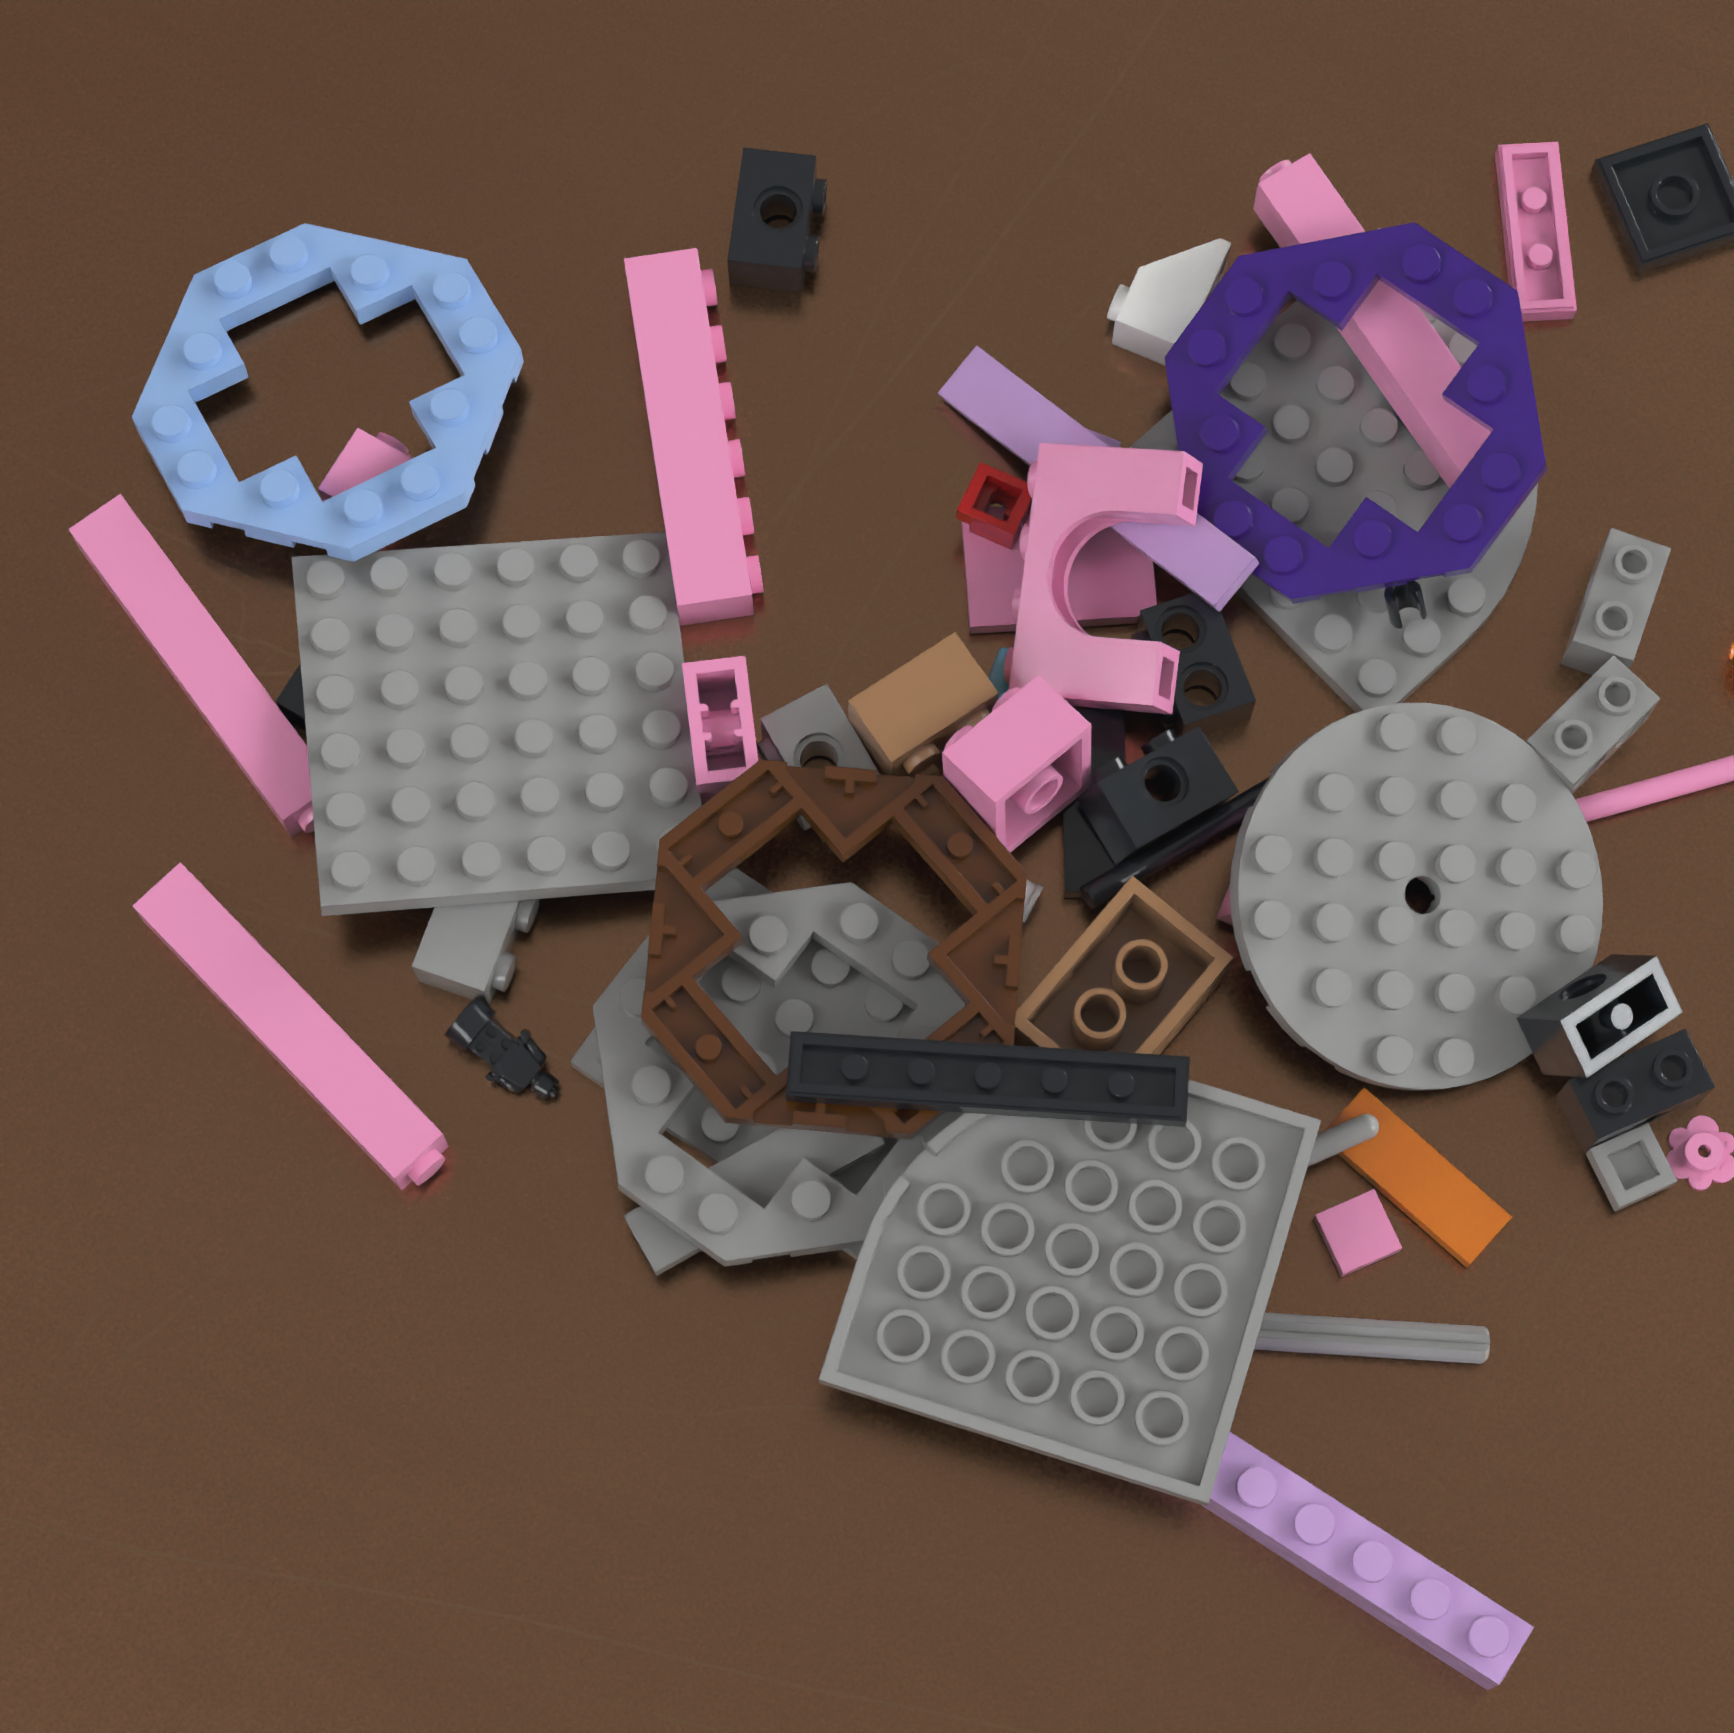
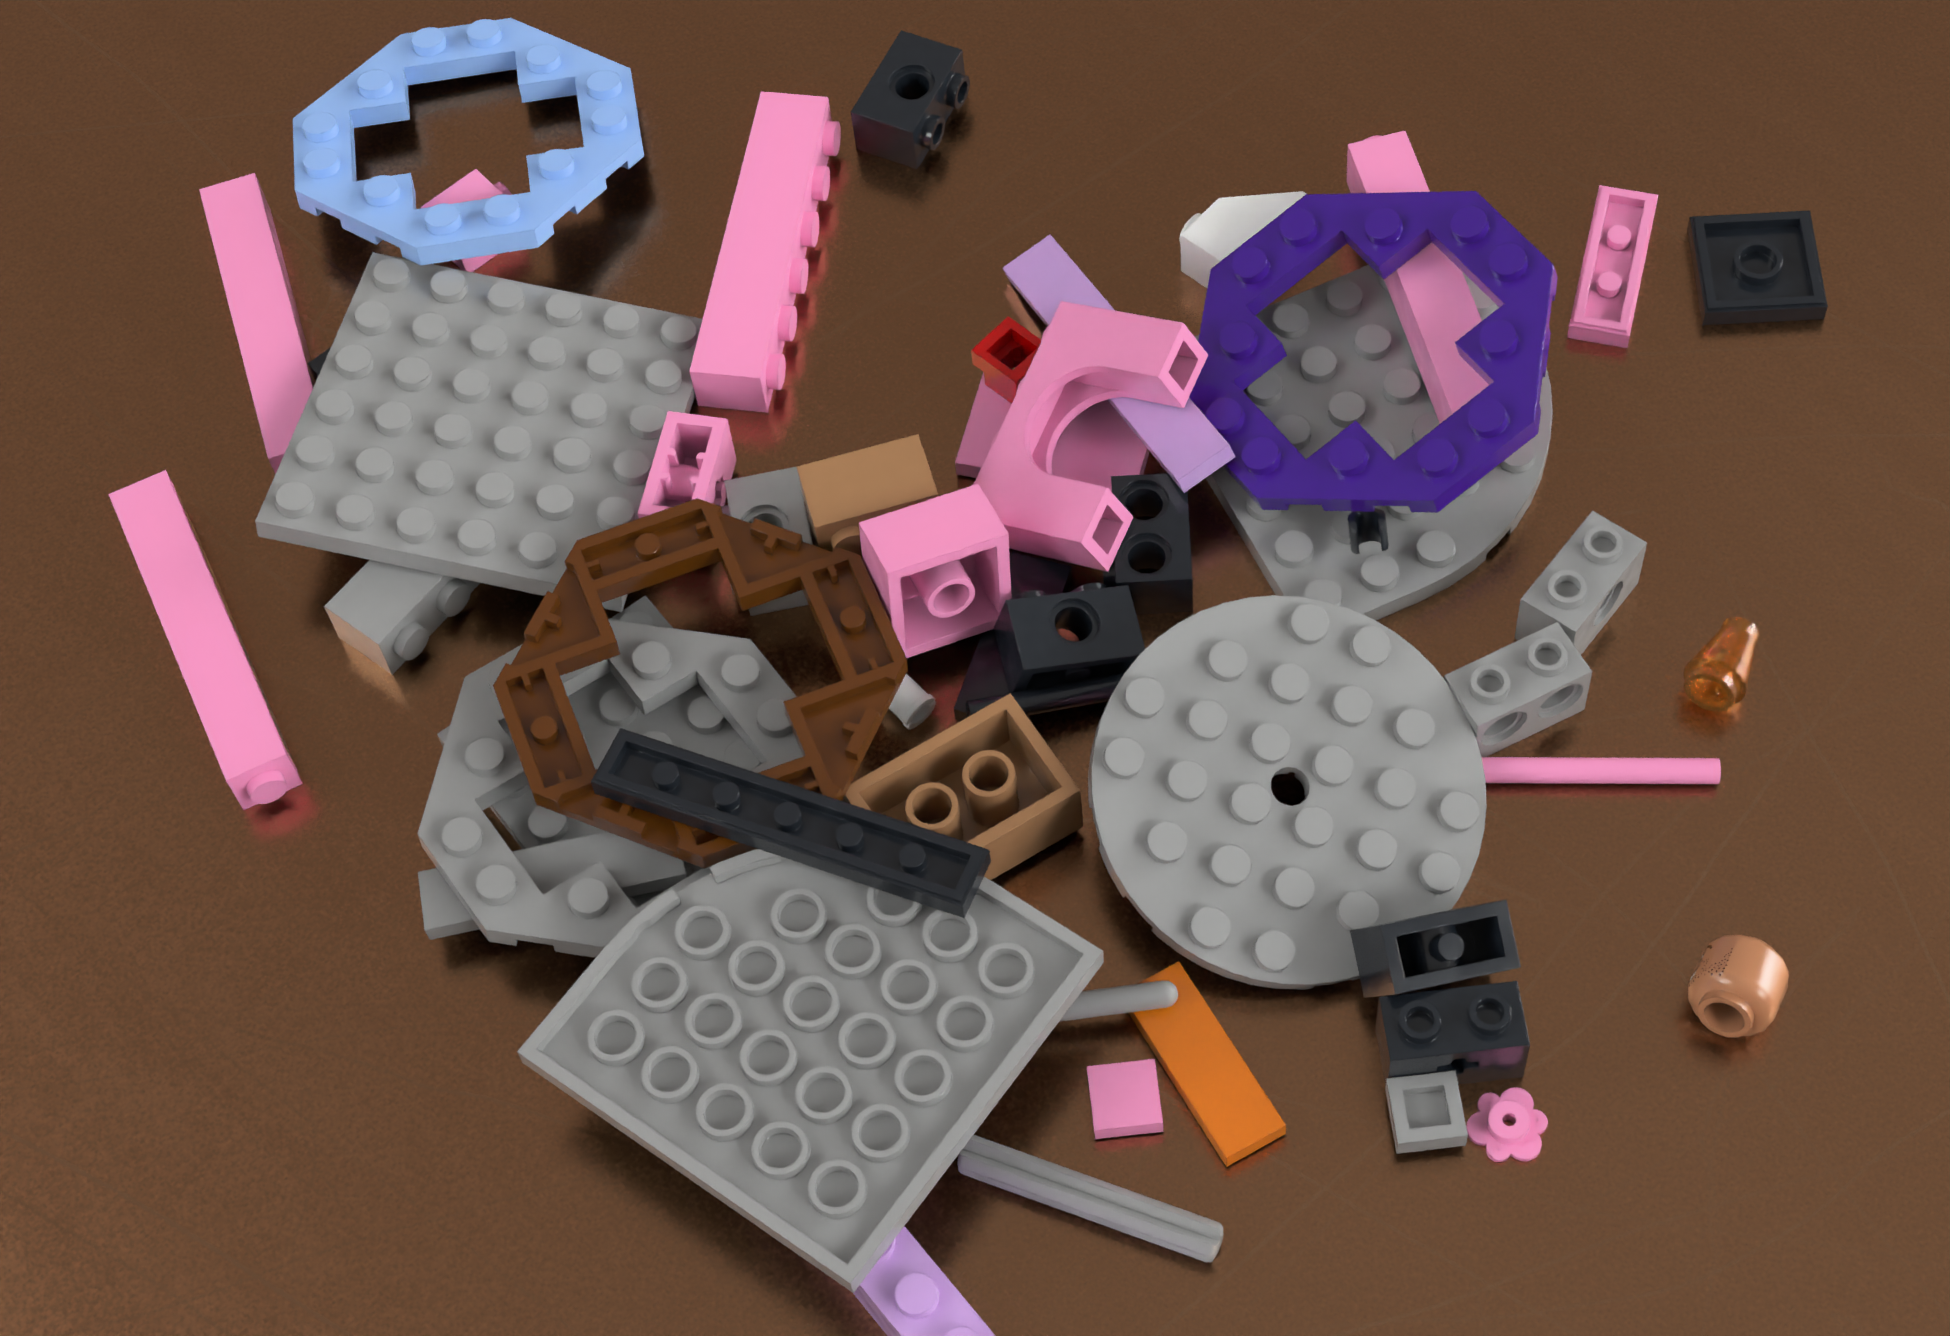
camera: 25 degrees right, 15 degrees down
(513, 1059) = (389, 719): black piece -> none

